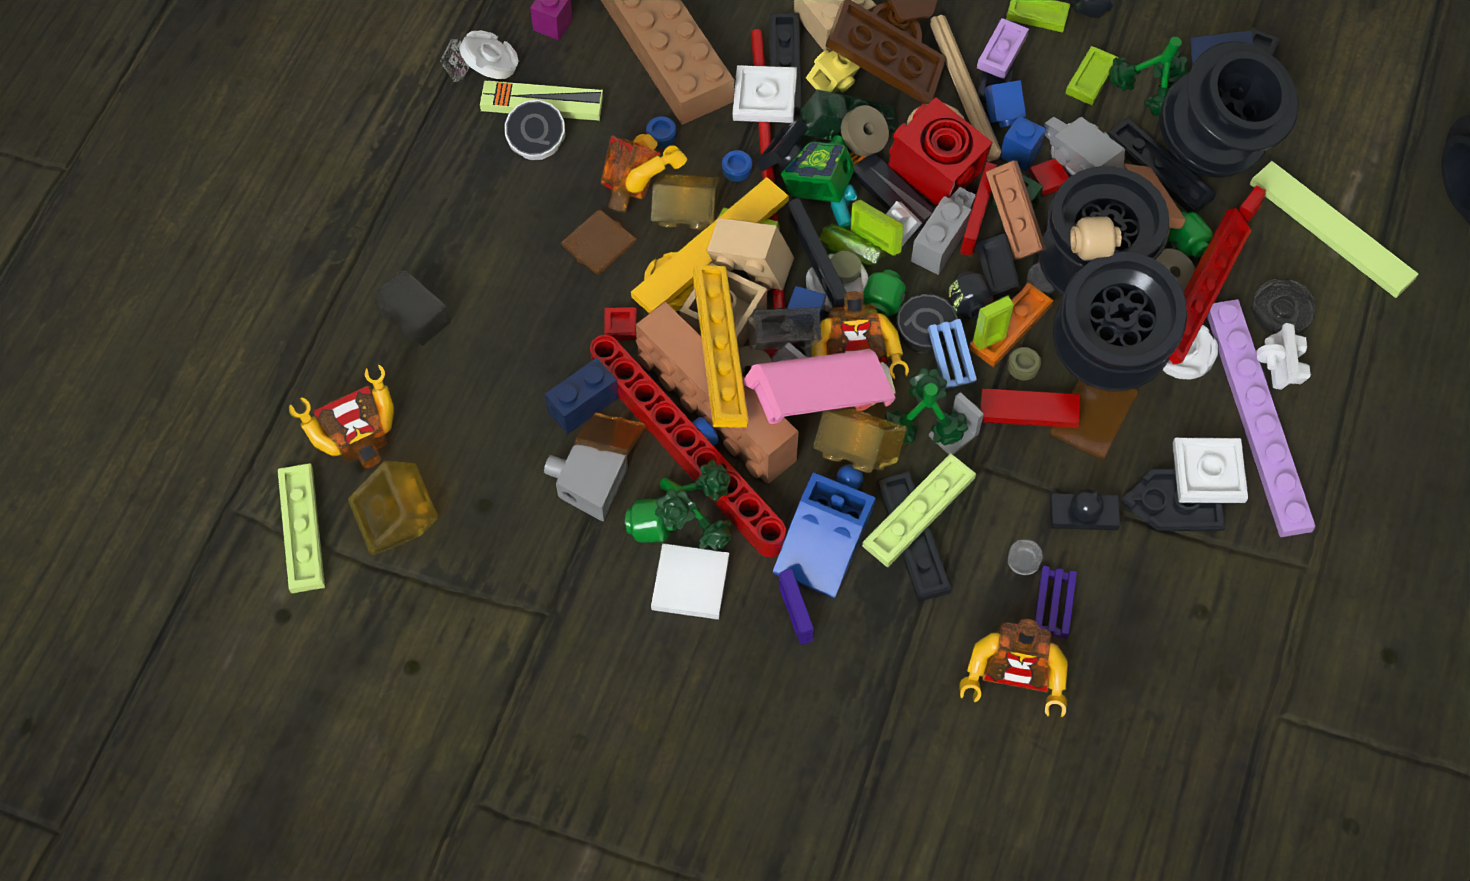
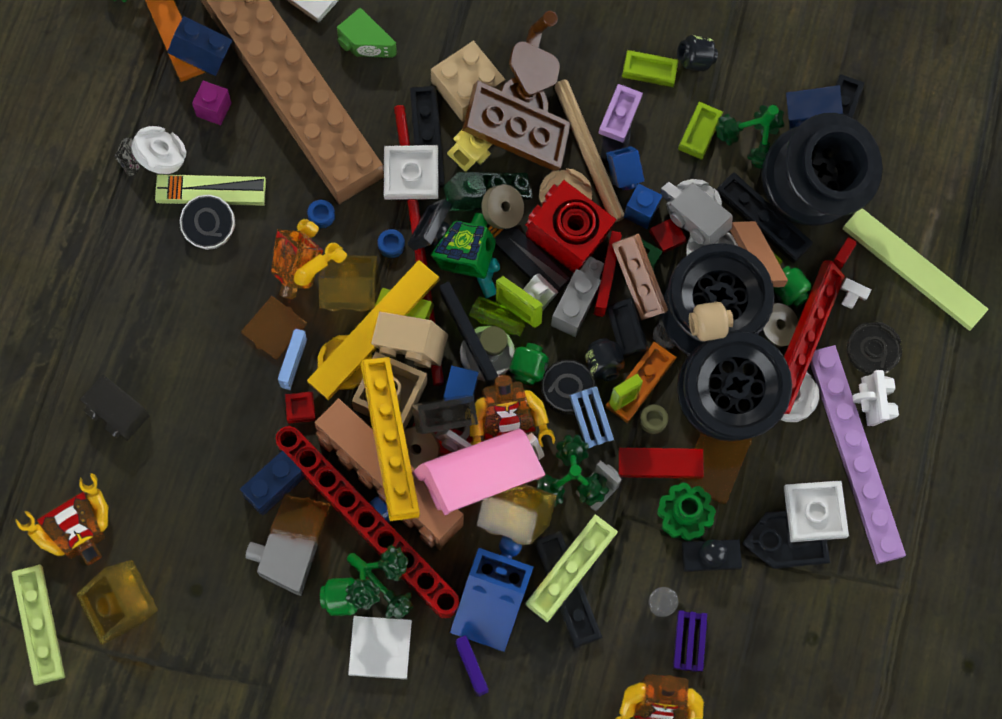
camera: 10 degrees left, 10 degrees up
(616, 271) = (292, 359): none -> light blue tile
(1057, 461) = (686, 511): none -> green plant
(1261, 244) = (854, 291): none -> white tile

